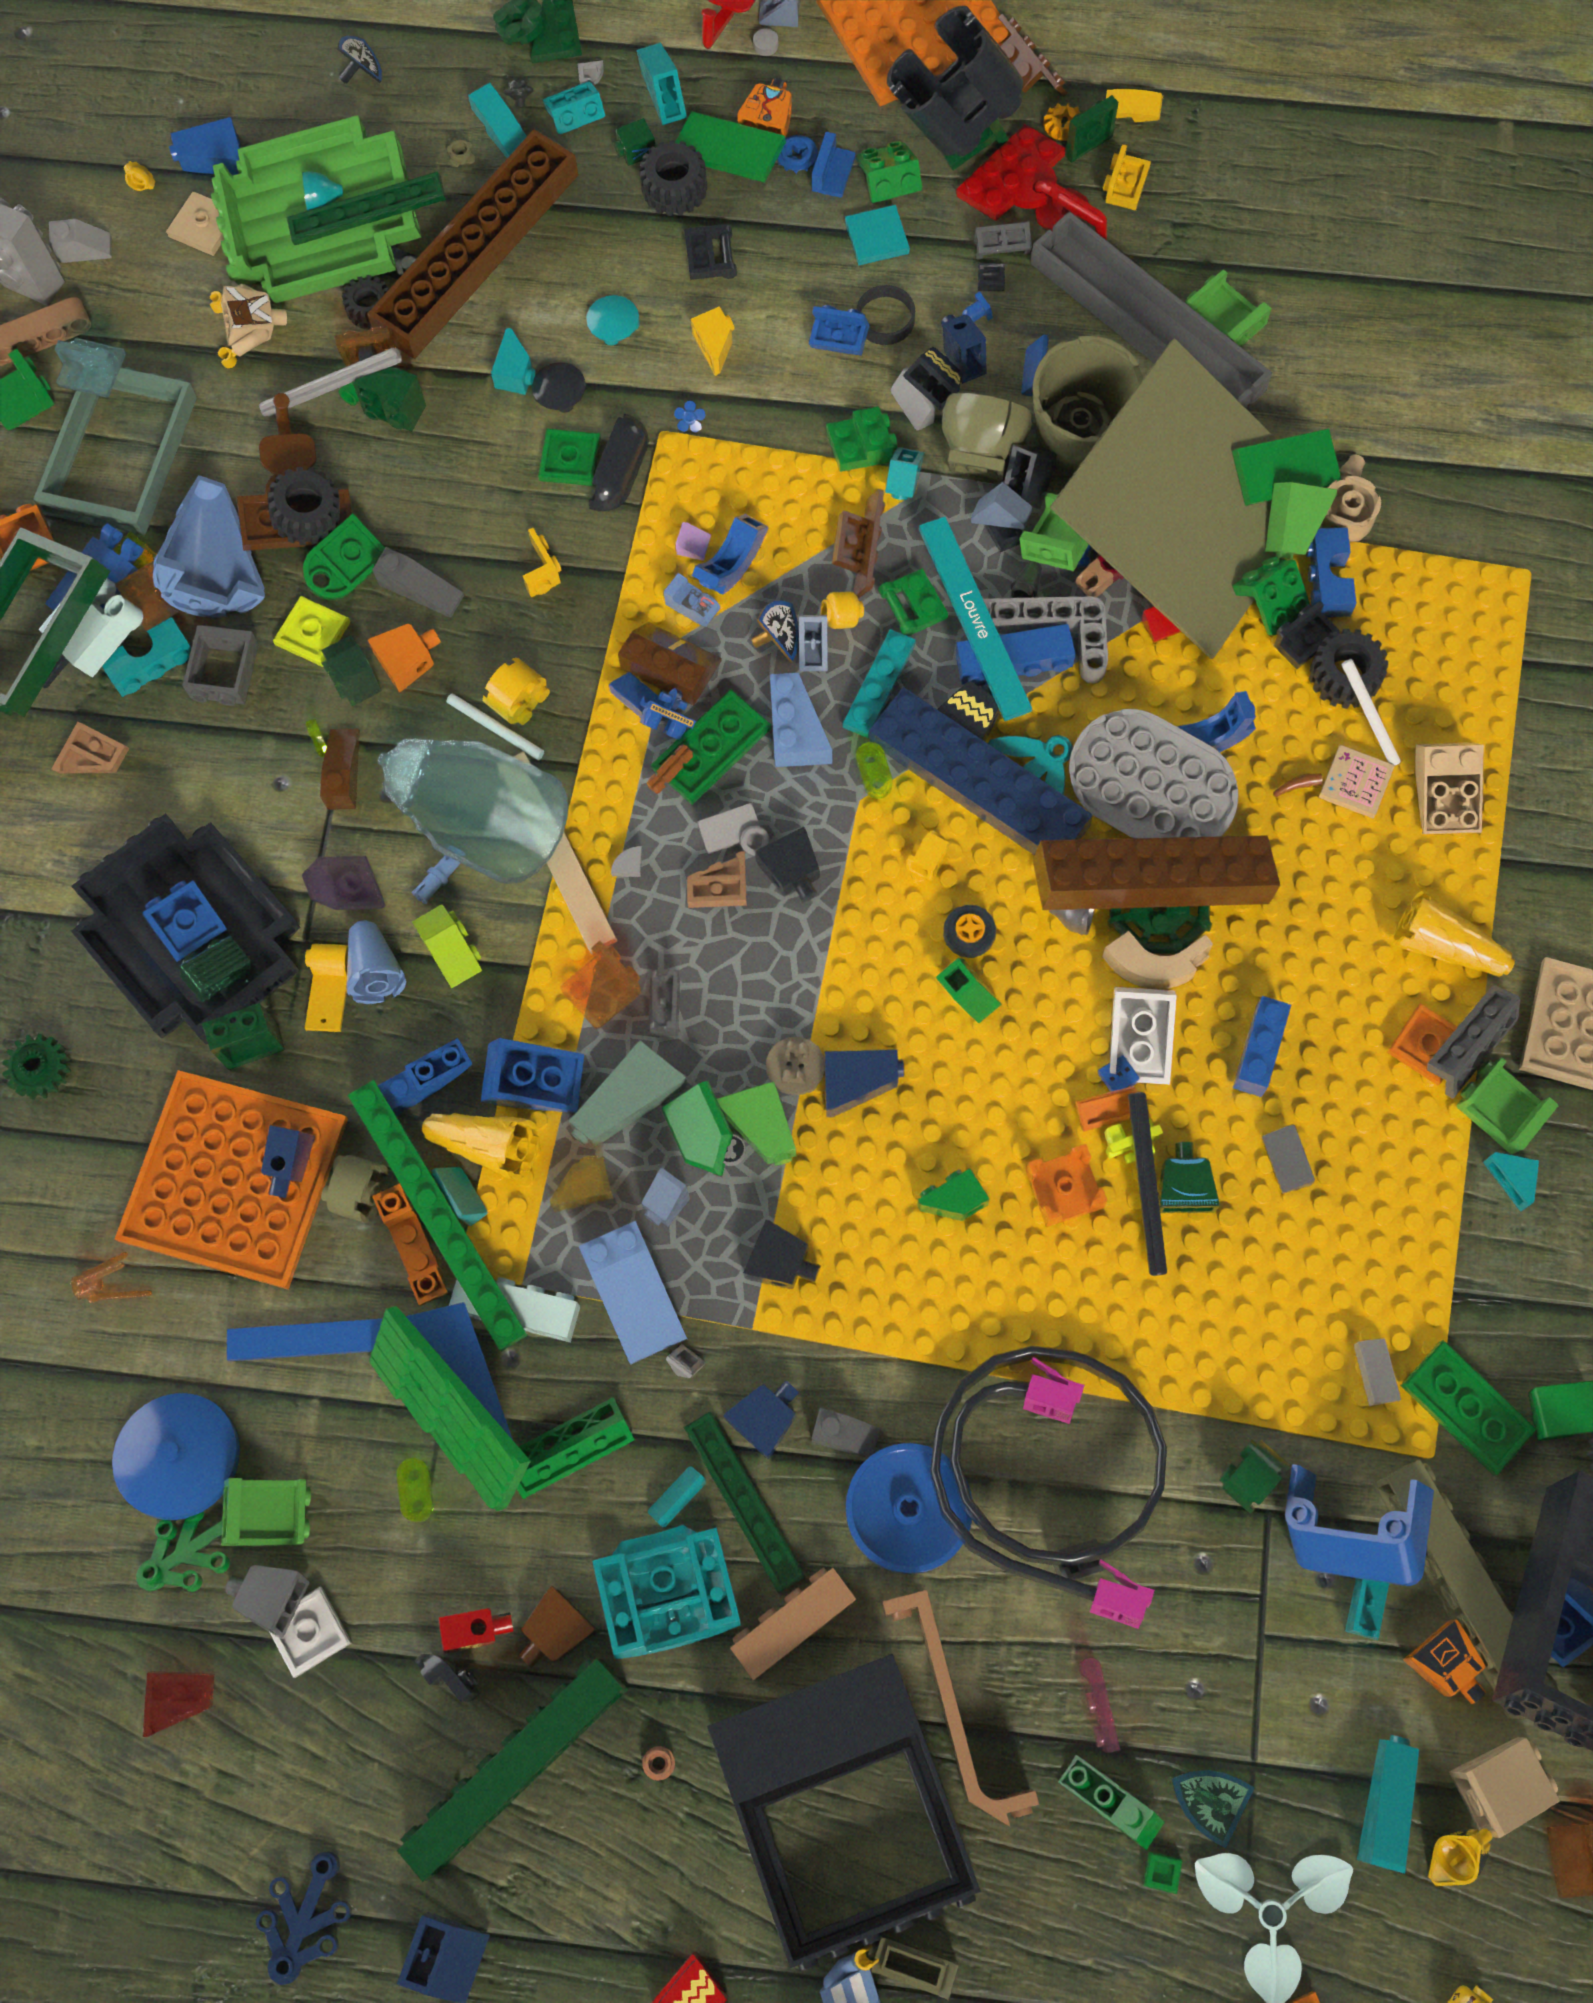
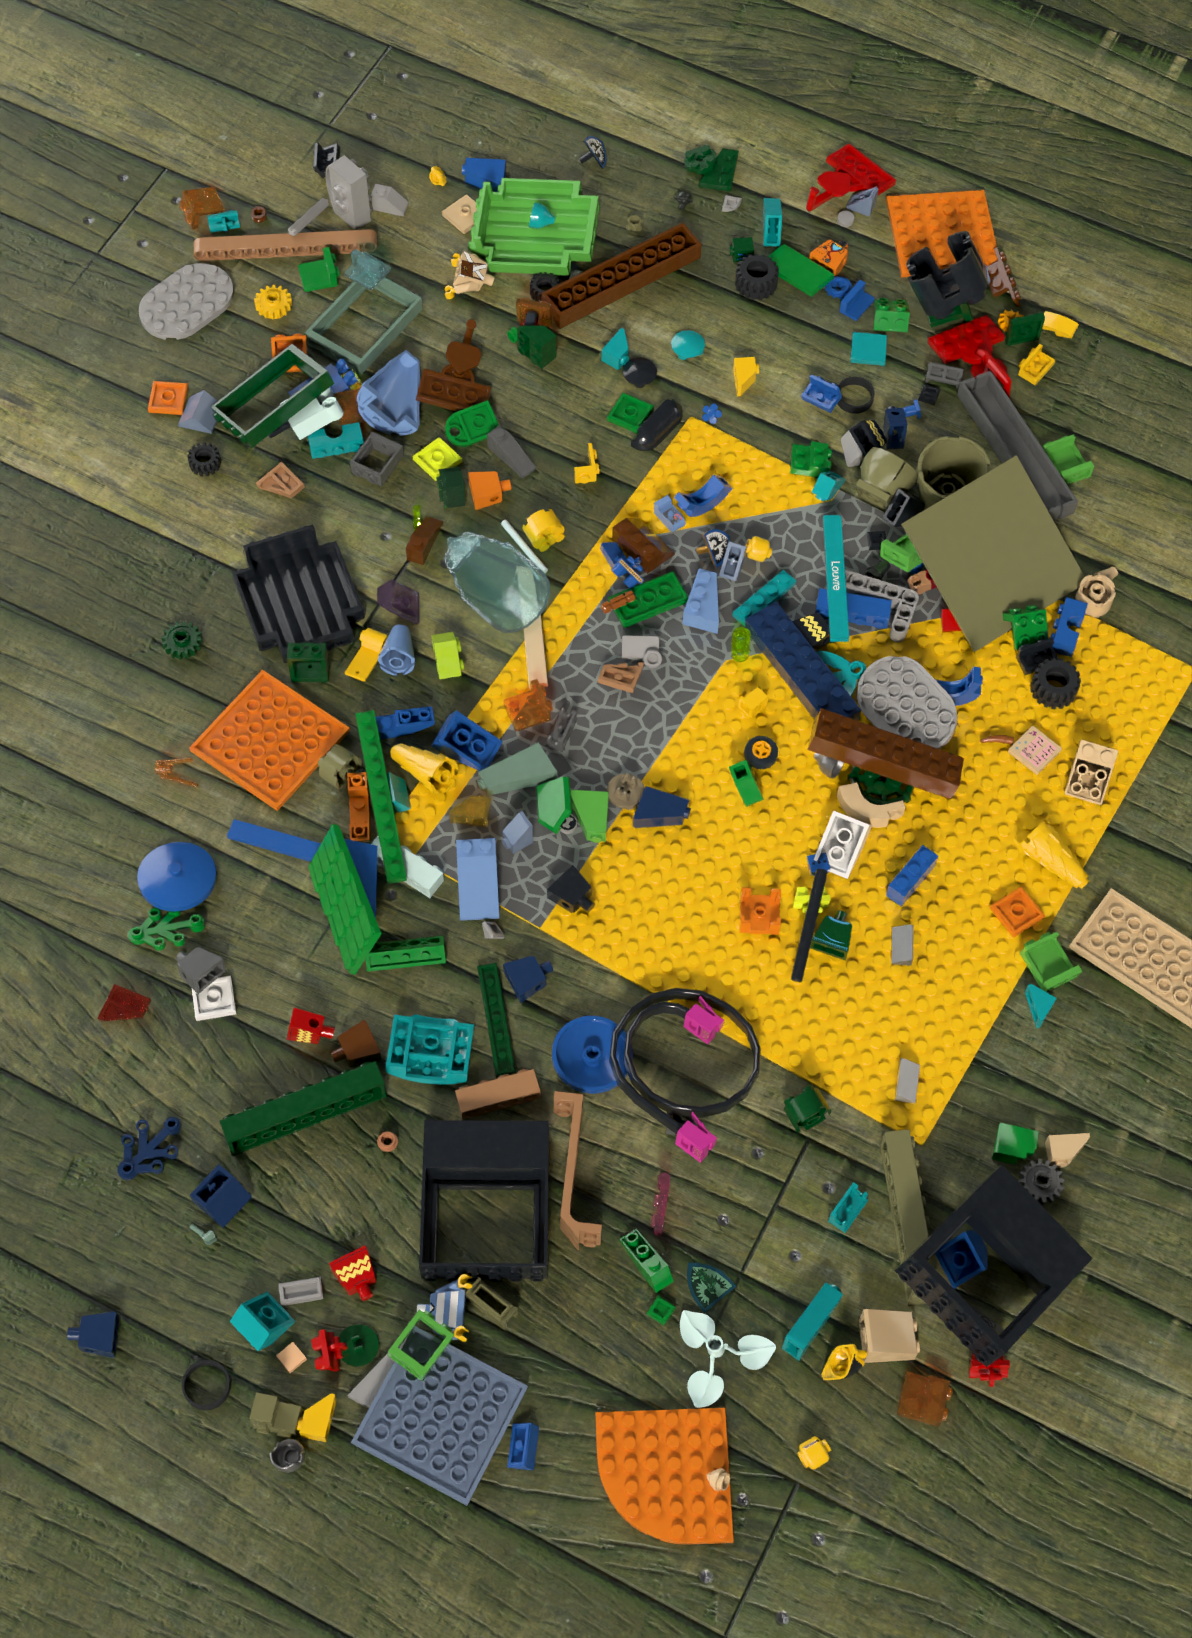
camera: 15 degrees right, 10 degrees down
(183, 920) = (299, 588): blue plate -> none
(214, 968) = (306, 620): clear green brick -> none
(265, 1512) = (215, 922): bright green panel -> none
(286, 1148) = (306, 734): dark blue torso -> none
(304, 486) = (465, 375): black tyre -> none
(335, 380) = (507, 323): light grey axle -> none
(366, 208) = (564, 234): dark green tile -> none
(414, 1491) = (306, 944): clear neon green plate -> none
(436, 877) = (456, 617): medium blue pin -> none
(441, 1669) = (284, 1045): black slope -> none
(497, 119) = (663, 209): teal slope -> none
(575, 107) = (713, 219): teal bracket -> none
(628, 863) = (572, 646): light grey tile -> none
(677, 1496) = (458, 1003): teal slope -> none
(692, 542) = (683, 482): lavender slope -> none
(701, 253) = (756, 325): black plate -> none
(791, 864) = (668, 678): black torso -> none
(845, 1433) = (570, 1001): dark grey slope -> none
(857, 542) = (782, 515): reddish brown bracket -> none
(921, 599) = (809, 560): green plate -> none
(956, 1198) = (690, 895): green slope -> none
(1002, 508) = (879, 524): sand blue slope -> none
(1104, 1109) = (799, 878): orange tile -> none
(1295, 459) = (1063, 556): green tile -> none
(1296, 517) = (1057, 586): bright green slope -> none
(1370, 712) = (1057, 711): white bar -> none
(1389, 1557) = (858, 1172): blue windscreen -> none
(1449, 1662) = (882, 1257): torso -> none
(1468, 1407) = (955, 1122): green tile -> none
(1475, 1038) = (1046, 914): dark grey fence -> none

